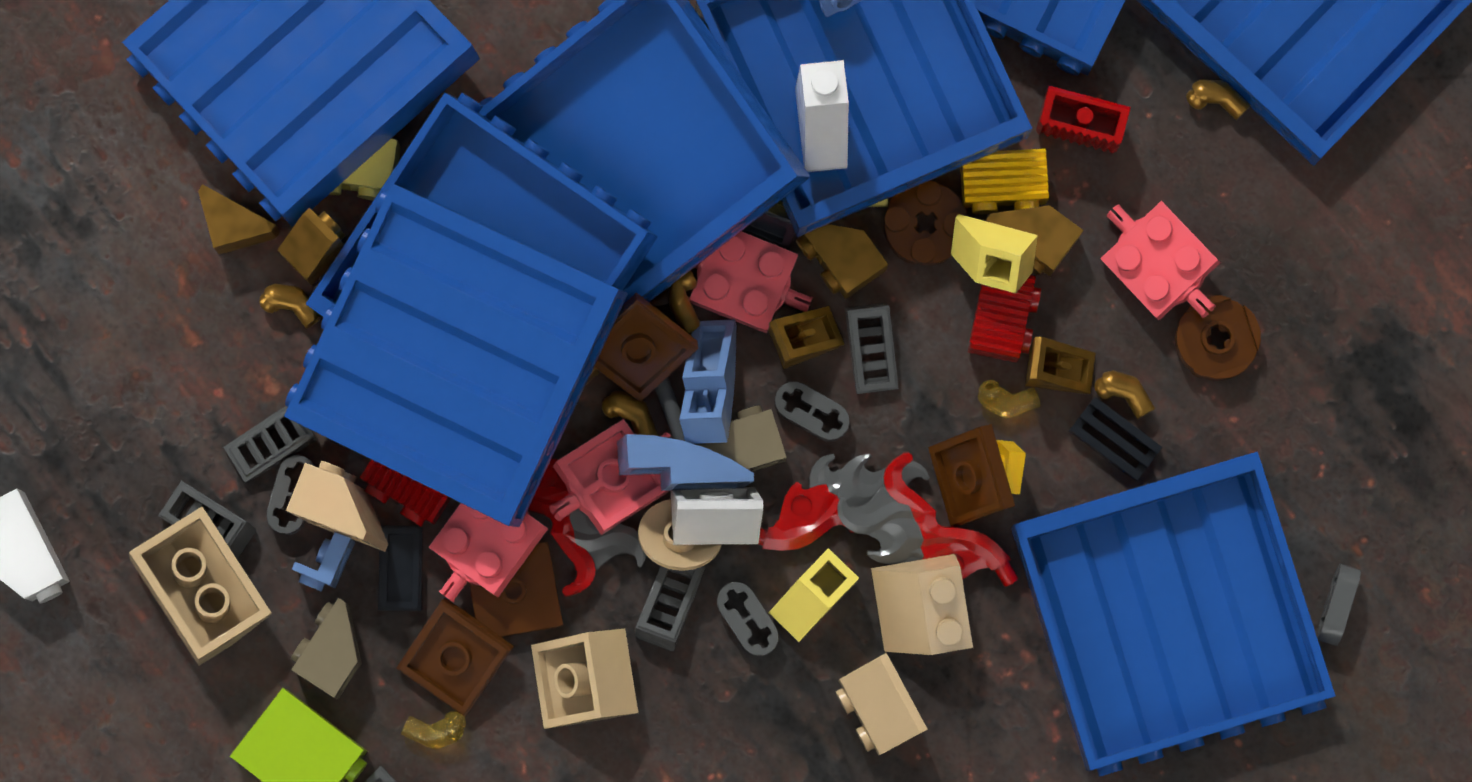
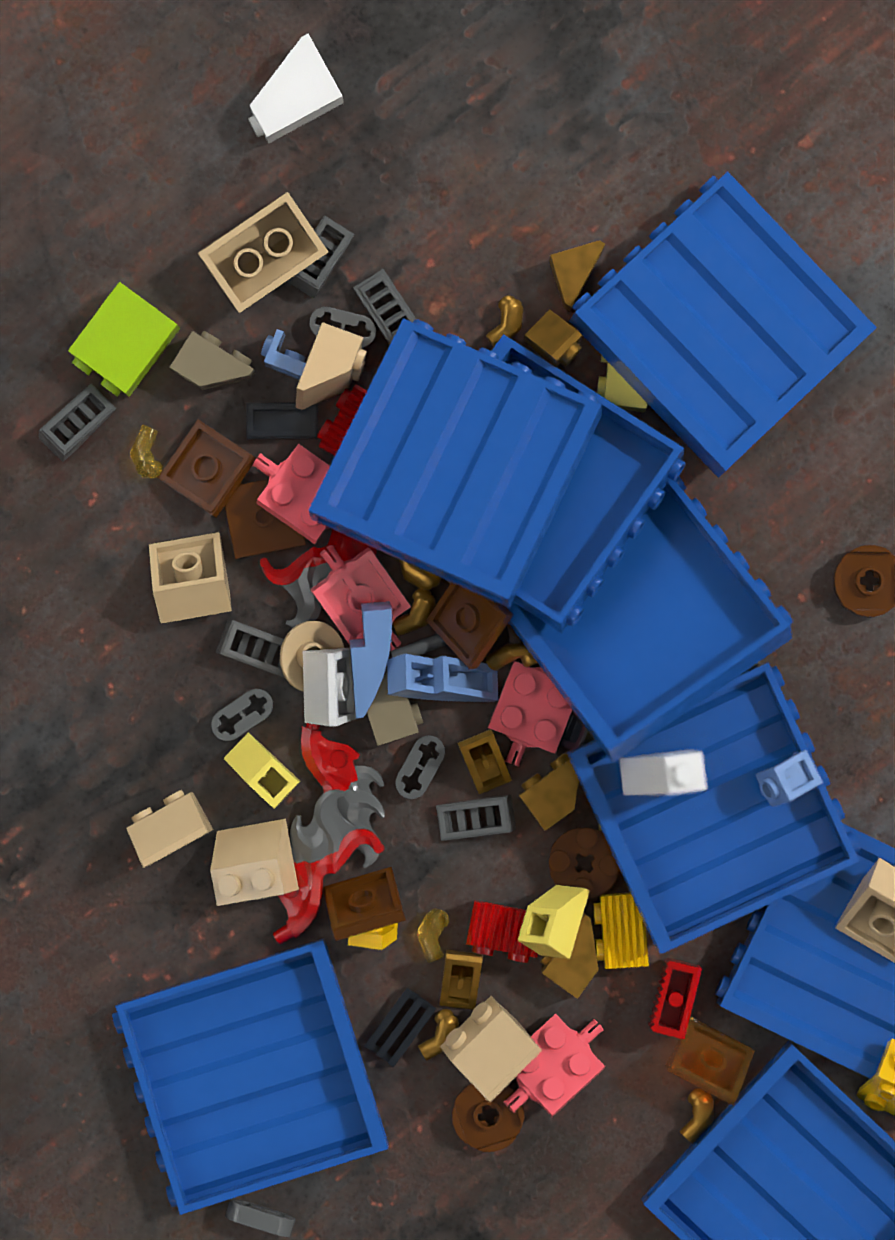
camera: 90 degrees right, 5 degrees up
(586, 410) = (418, 576): none -> pearl gold arm
(1140, 330) = (490, 1048): none -> tan slope
(1156, 80) = (711, 1061): none -> clear orange slope

